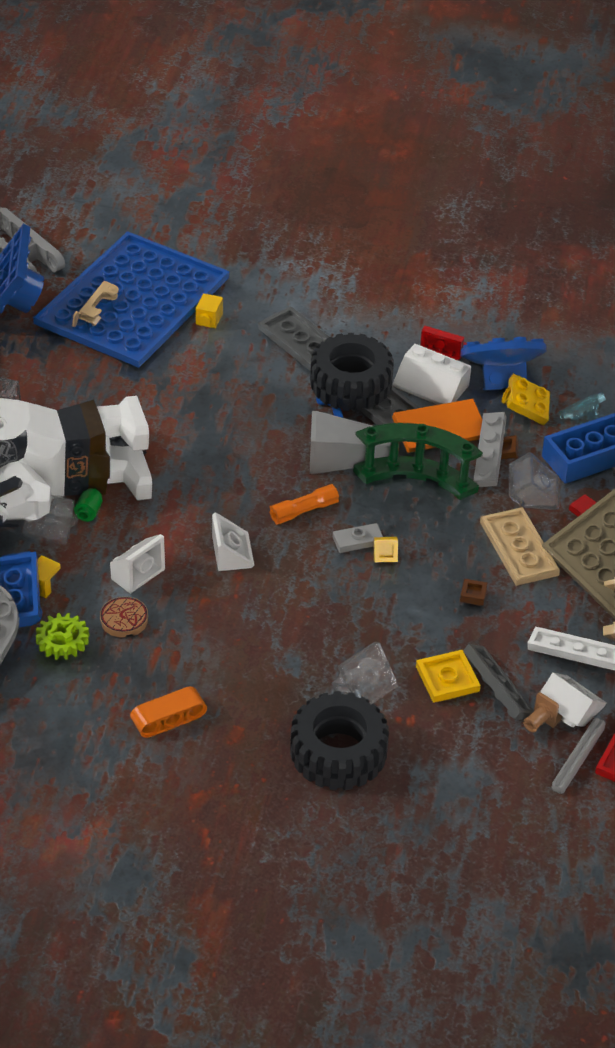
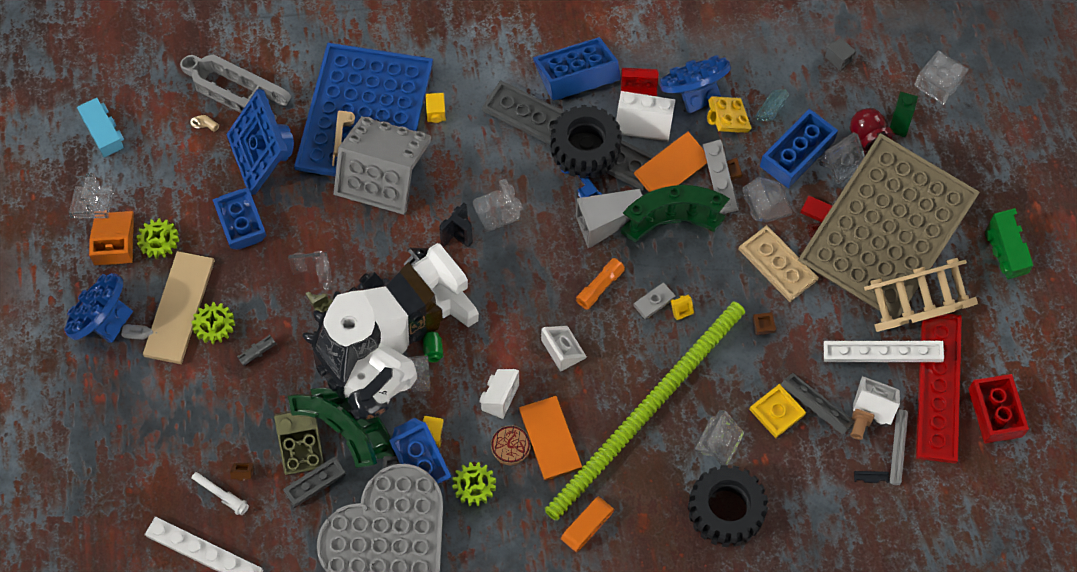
camera: 20 degrees left, 20 degrees up
(112, 334) = (378, 164): none -> light grey bracket
(171, 407) = (457, 227): none -> black bracket
(172, 624) = (550, 438): none -> orange tile
(229, 410) = (498, 207): none -> clear bracket
(291, 629) = (644, 411): none -> lime piece
(381, 320) = (577, 68): none -> blue slope
(531, 775) = (871, 476): none -> black piece

